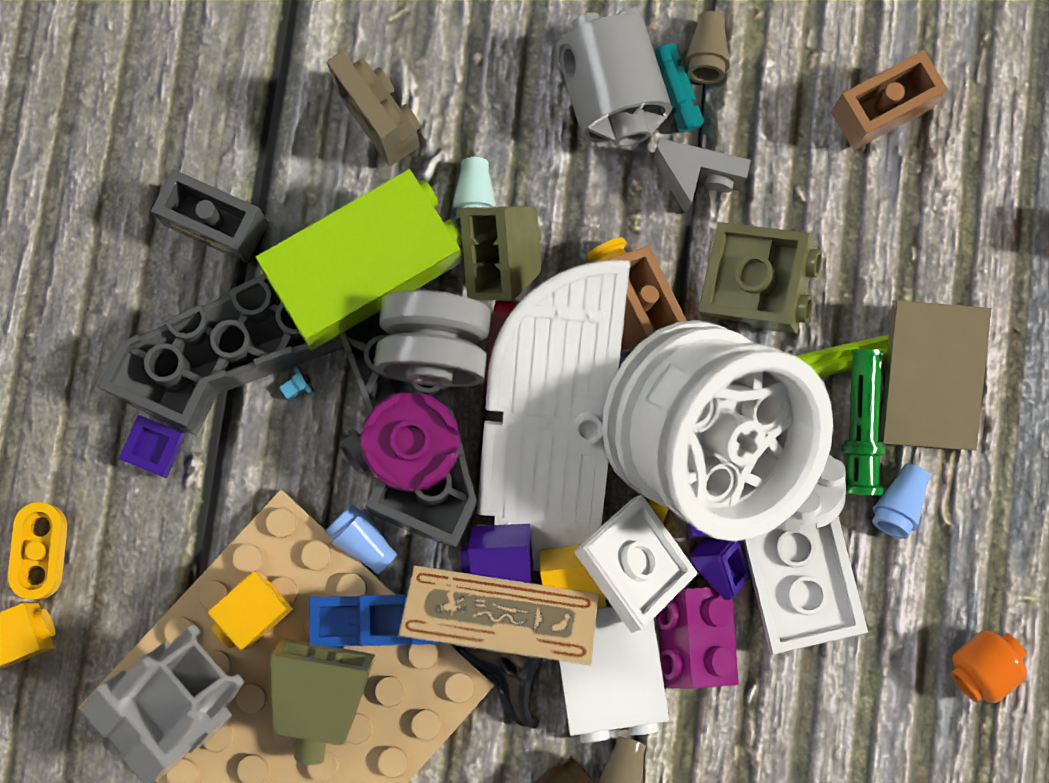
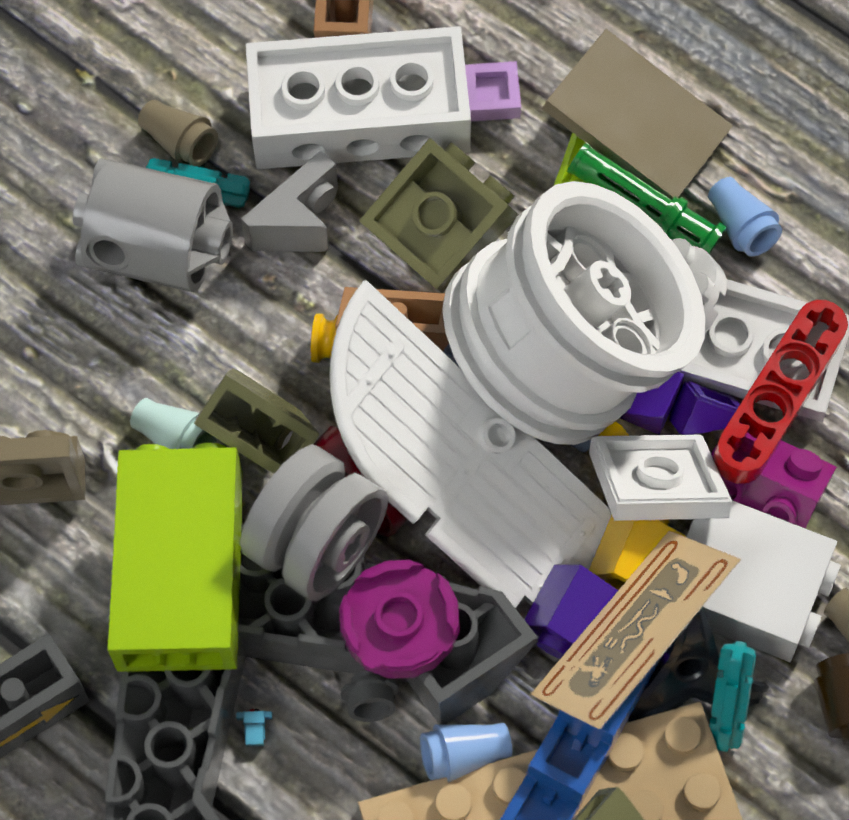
camera: 55 degrees left, 15 degrees down
(505, 708) = (732, 695): none -> teal axle
(765, 617) = (783, 391): none -> red beam
(824, 131) = (357, 96): none -> white brick
(888, 253) = (493, 91): none -> lavender plate

